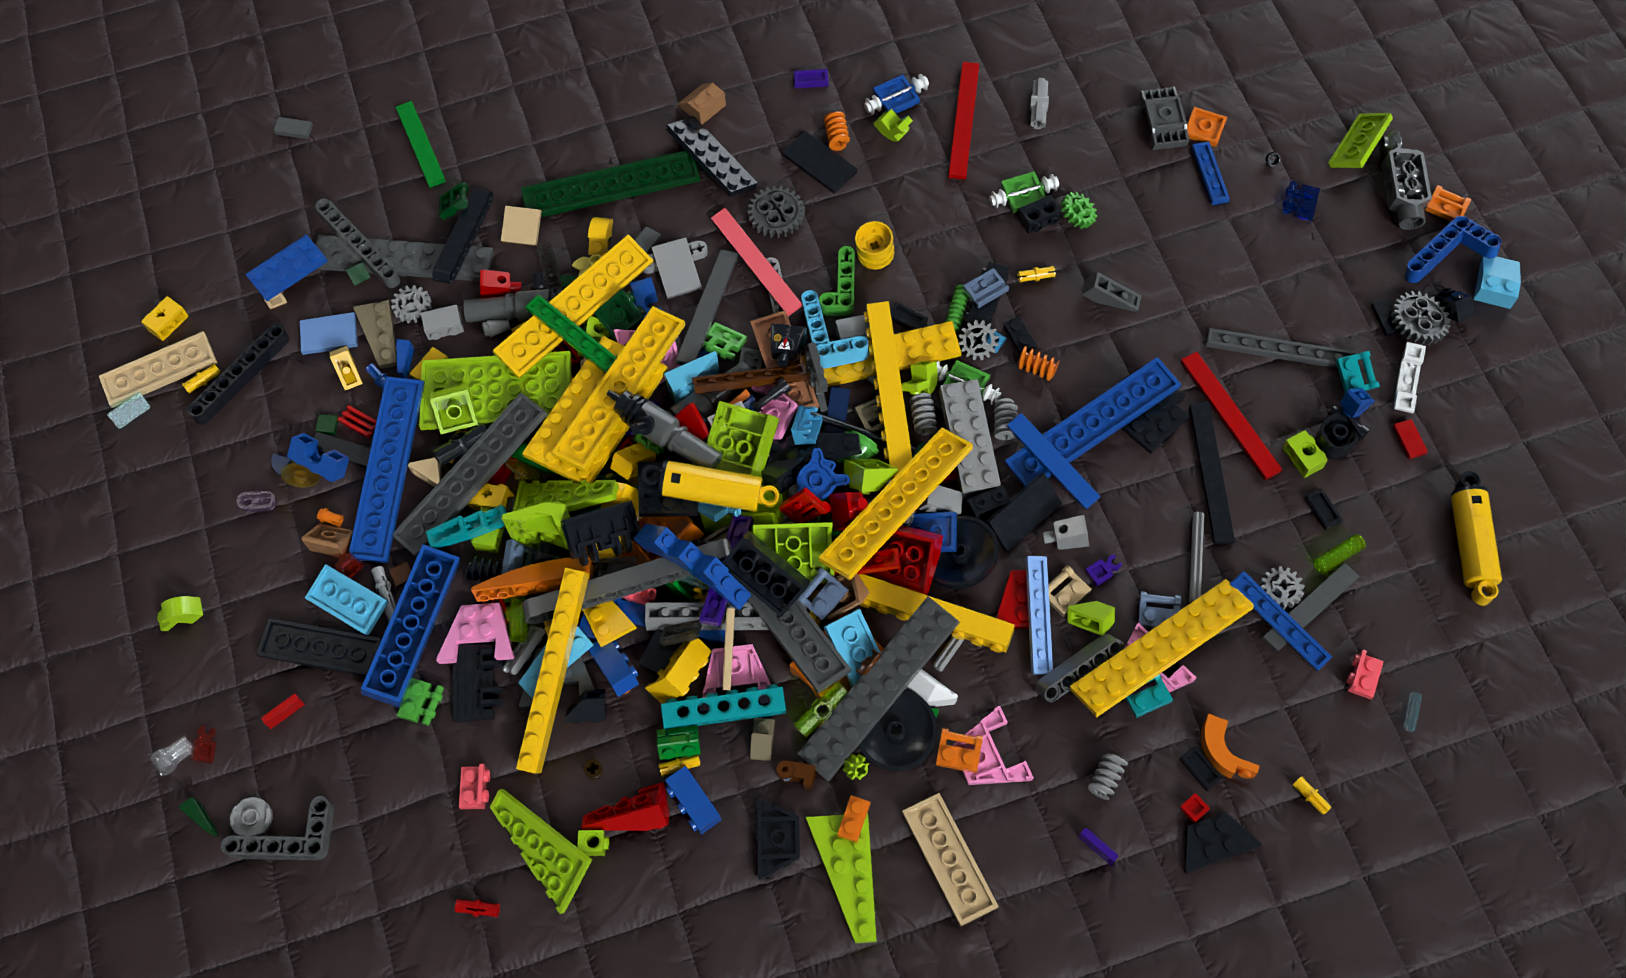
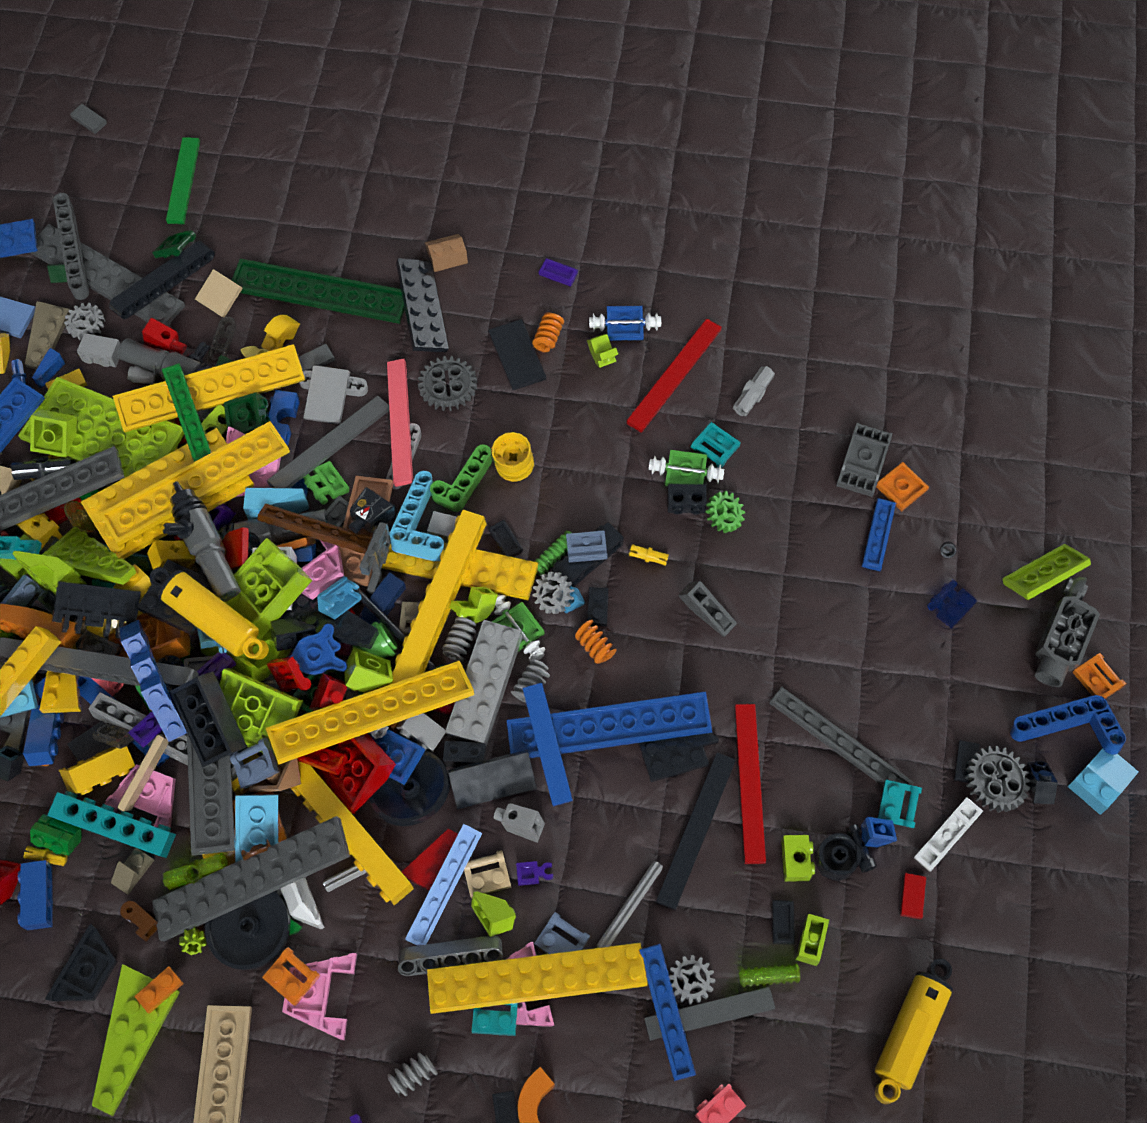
camera: 25 degrees right, 0 degrees up
(775, 392) = (339, 551): black piece -> none
(1036, 156) = (718, 440): none -> teal plate
(1357, 508) = (812, 939): none -> lime brick

